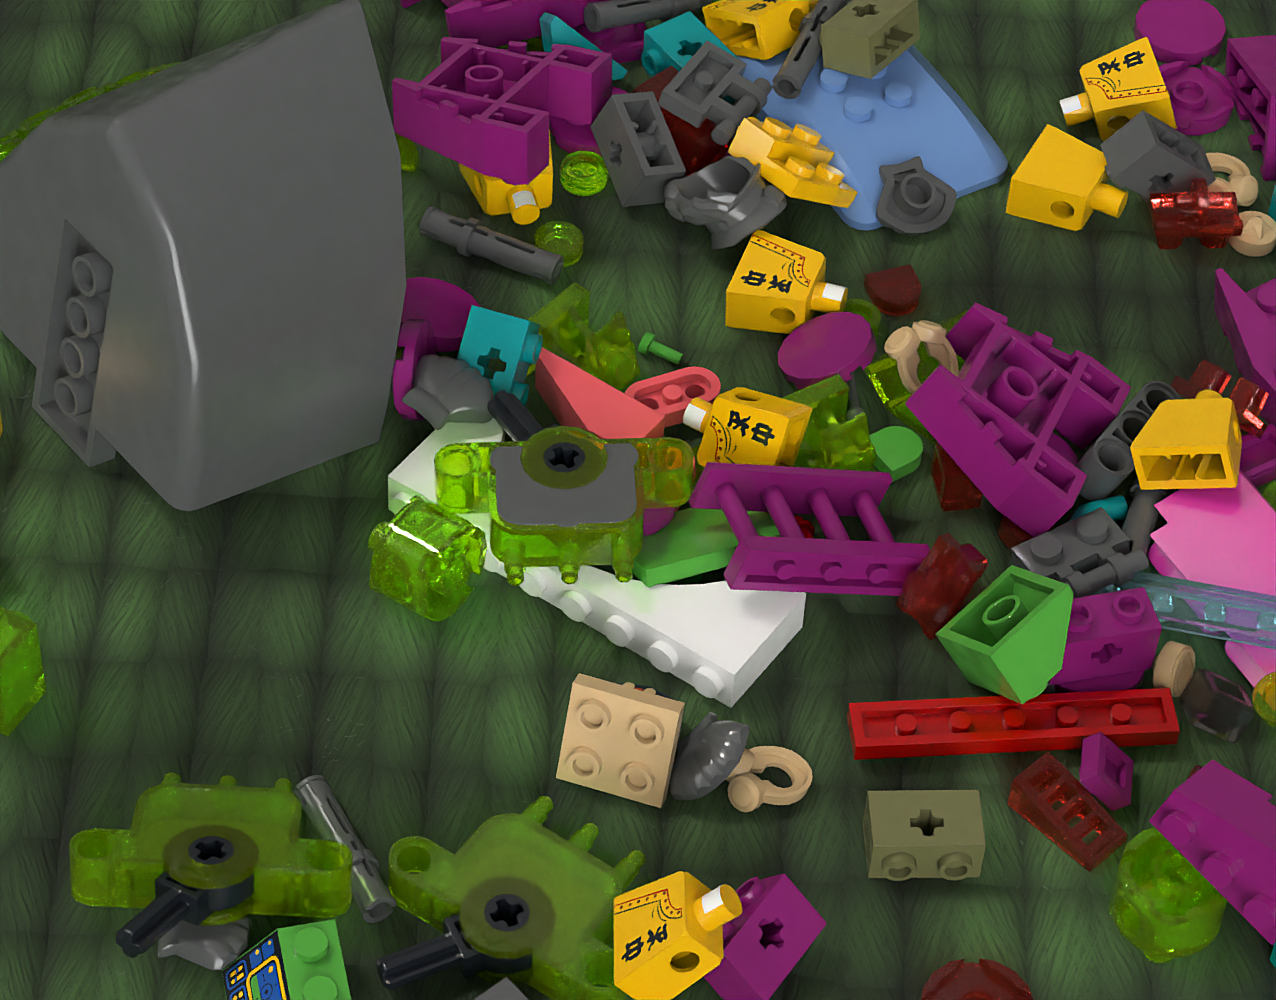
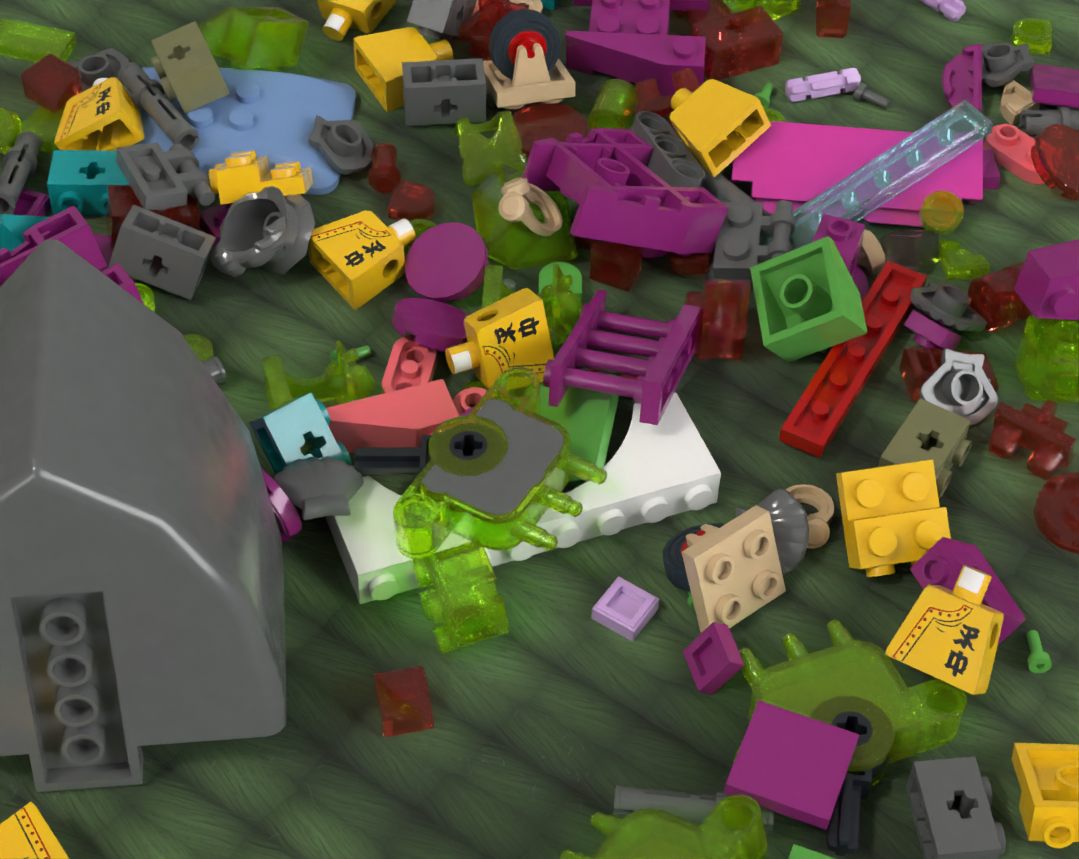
camera: 55 degrees left, 0 degrees up
(297, 586) = (403, 701): none -> clear red slope
(421, 879) = (792, 764): none -> magenta tile
(522, 782) = (713, 658): none -> magenta plate
(536, 695) = (625, 608): none -> lavender tile
(734, 364) = (433, 323): none -> magenta tile
(806, 832) = (890, 515): none -> yellow plate
(909, 248) = (384, 172): none -> clear red pin
(973, 58) = (255, 37): none -> clear neon green slope
(1028, 312) = (485, 155): none -> clear neon green piece
(1035, 825) = (961, 386): none -> animal
(1040, 916) = (1036, 431): none -> clear red hips
(1049, 228) = (443, 91): none -> dark grey brick
(1098, 331) = (547, 121): none -> clear red tile
(1146, 265) = (526, 62): none -> plate
(1150, 764) = (947, 306): none -> dark grey animal
(1168, 361) = (613, 105): none -> clear neon green brick
(1248, 756) = (960, 263): none -> clear neon green tile

